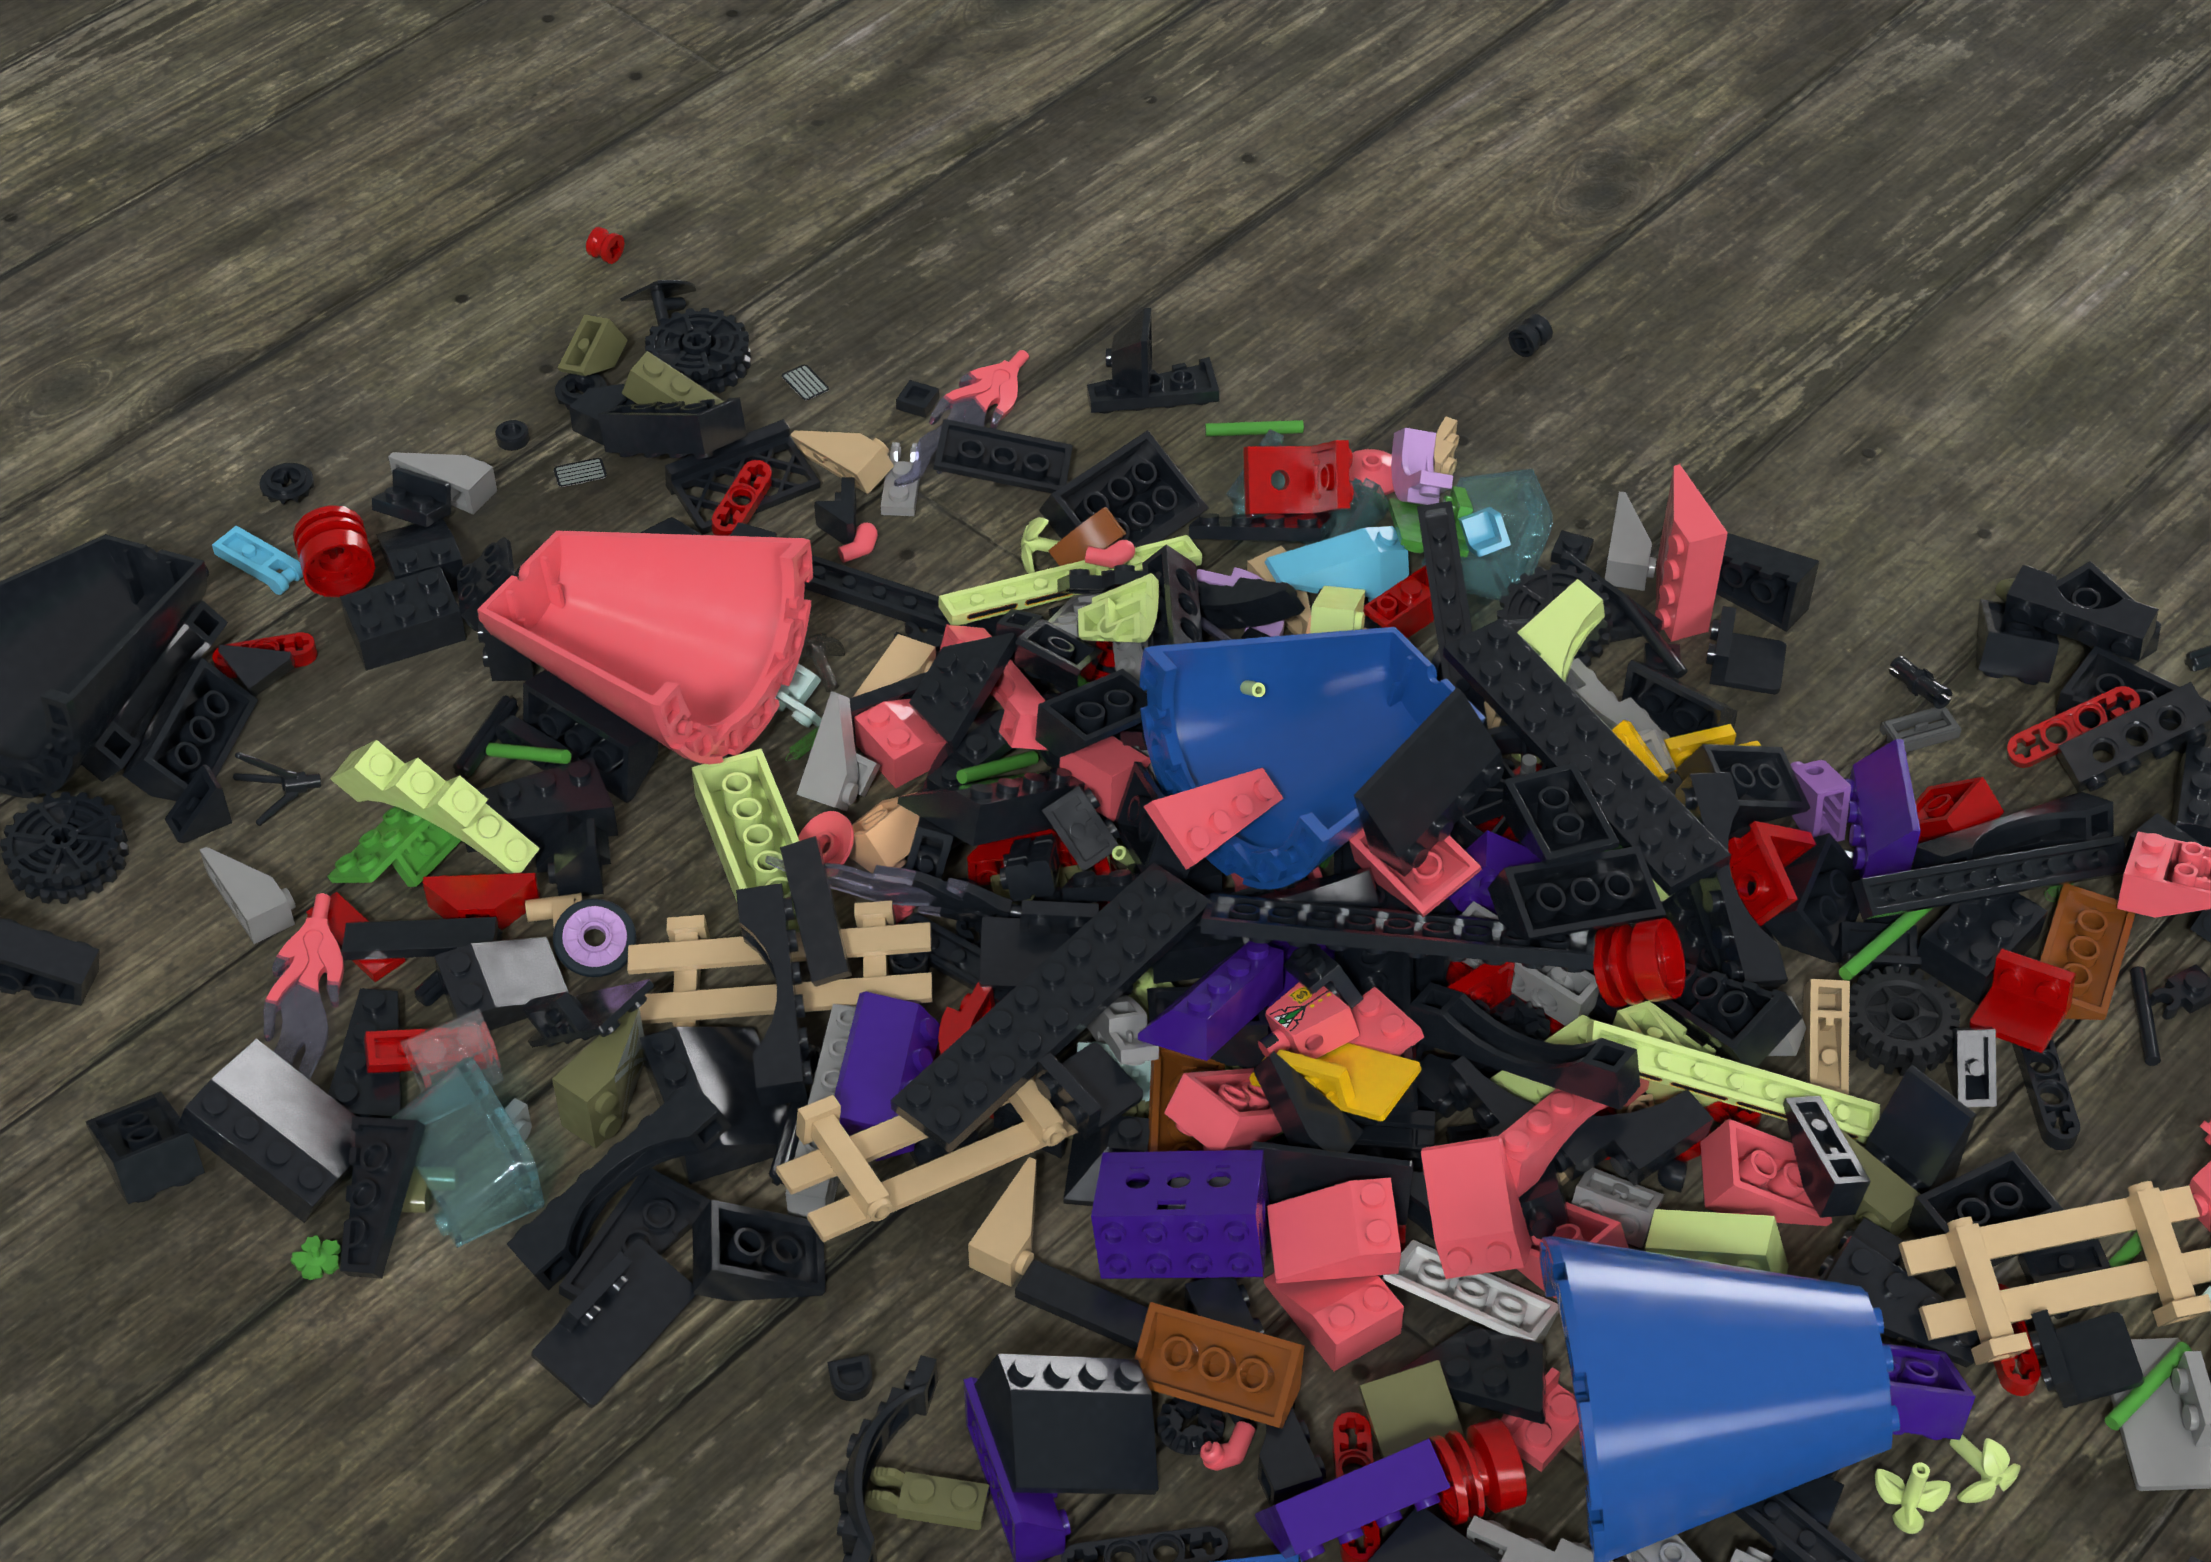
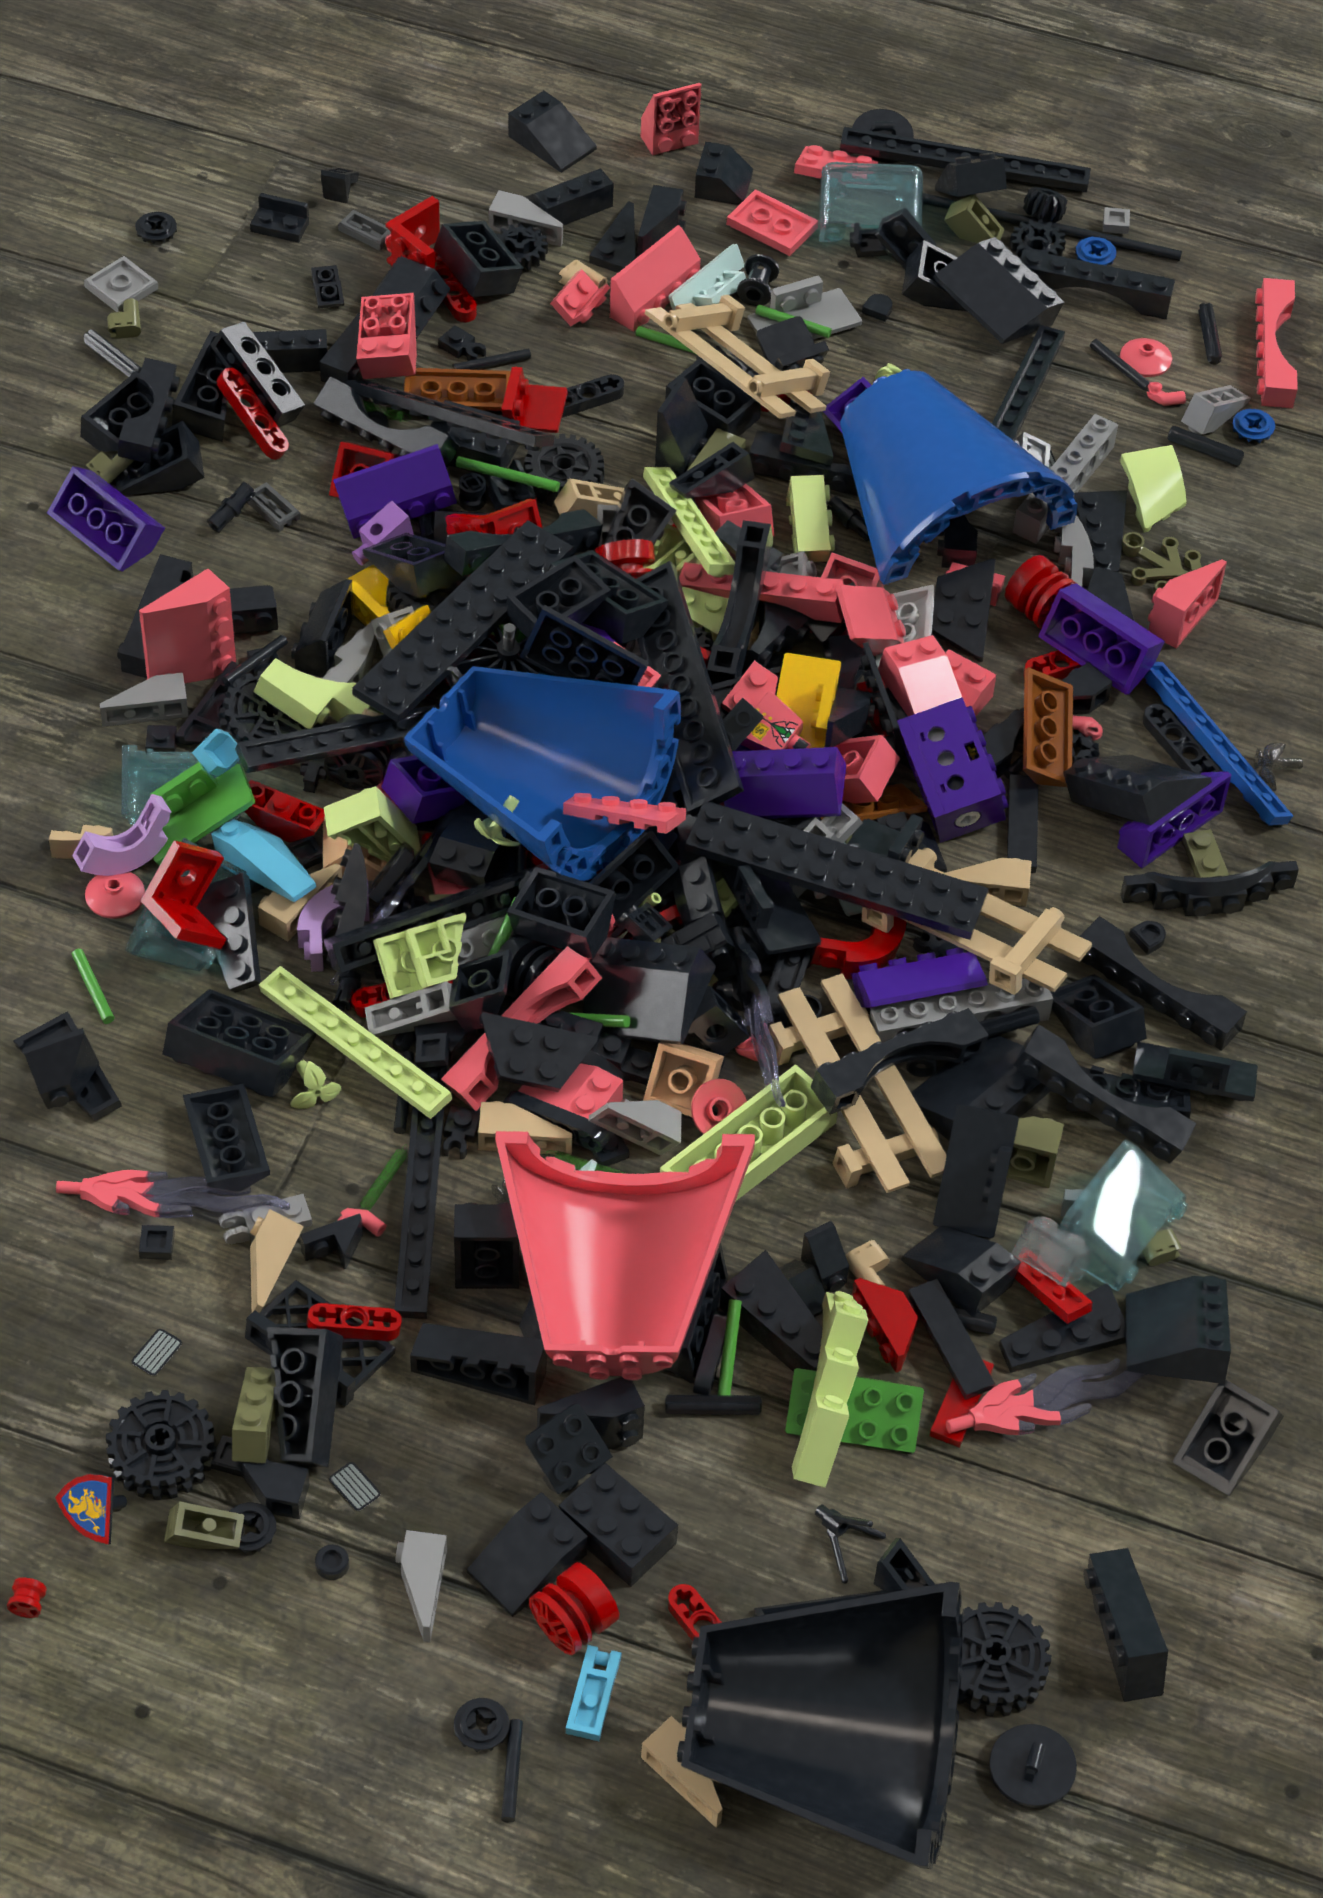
camera: 115 degrees left, 5 degrees up
(233, 492) = (512, 1770): none -> black bar
(251, 895) = (972, 1482): light grey slope -> none
(255, 666) = (731, 1598): black slope -> none
(317, 1258) = (1244, 1285): bright green plant -> none
(380, 1180) = (1180, 1252): black wing -> none
(414, 498) = (466, 1591): black bracket -> none
(588, 915) = (864, 1225): wheel -> none
(815, 911) = (807, 1057): black tile -> none
(838, 1310) = (1208, 1016): none -> black arch
(895, 570) = (395, 1169): none -> bright green piece
(1081, 582) = (362, 1000): black plate -> none
(1097, 531) = (304, 1032): dark orange slope -> none
(1115, 555) = (326, 1012): coral arm -> none
(1409, 1408) = (1013, 637): olive tile -> none
(1935, 574) = (104, 519): none -> dark purple slope
(1973, 1066) = (589, 427): slope -> none
(2173, 1528) = (878, 306): none -> black tile

